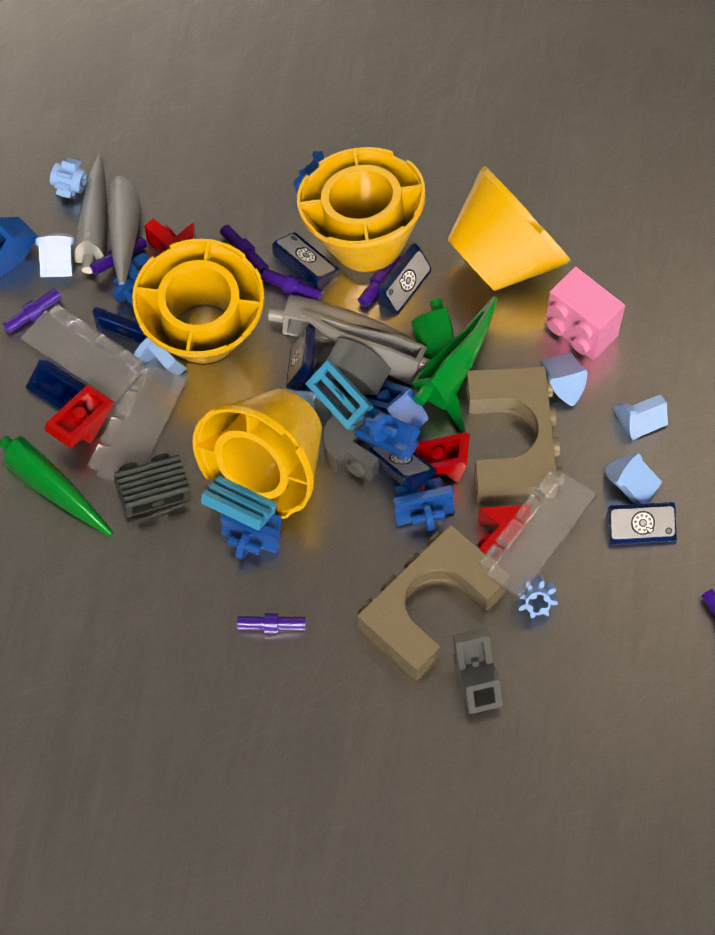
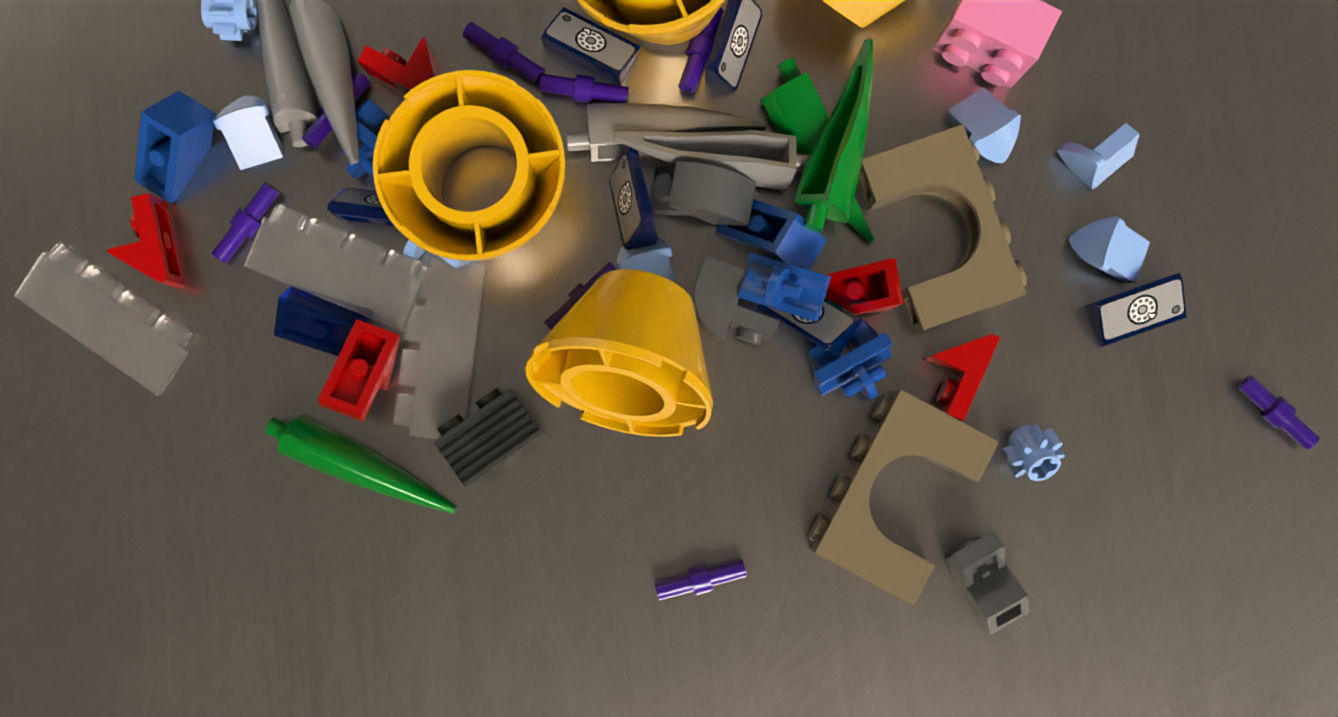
camera: 15 degrees left, 20 degrees up
(239, 503) = (618, 422): dark azure tile -> none
(250, 539) = (617, 458): blue hips -> none
(357, 413) = (713, 234): dark azure tile -> none
(544, 529) = (1029, 368): clear windscreen -> none

